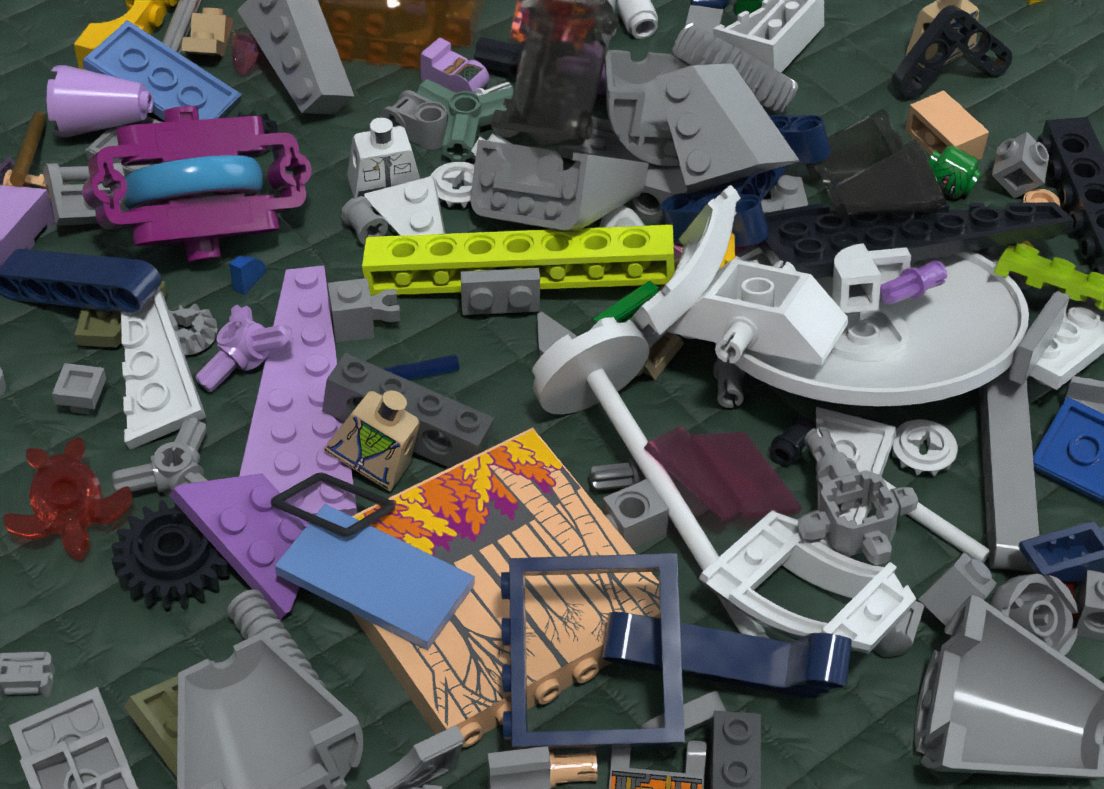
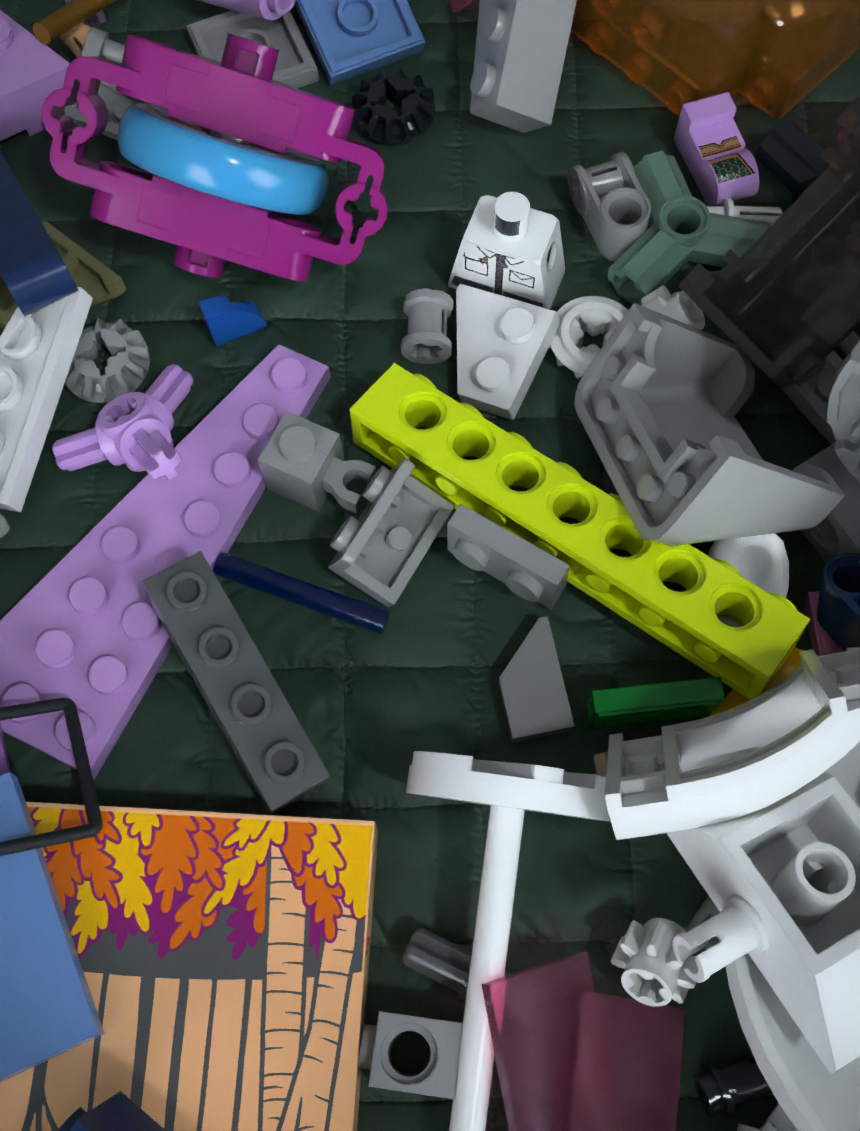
camera: 40 degrees right, 20 degrees up
(377, 438) = (162, 701): tan torso -> none
(427, 316) = (391, 534): none -> light grey bracket
(712, 403) = (650, 964): none -> white gear

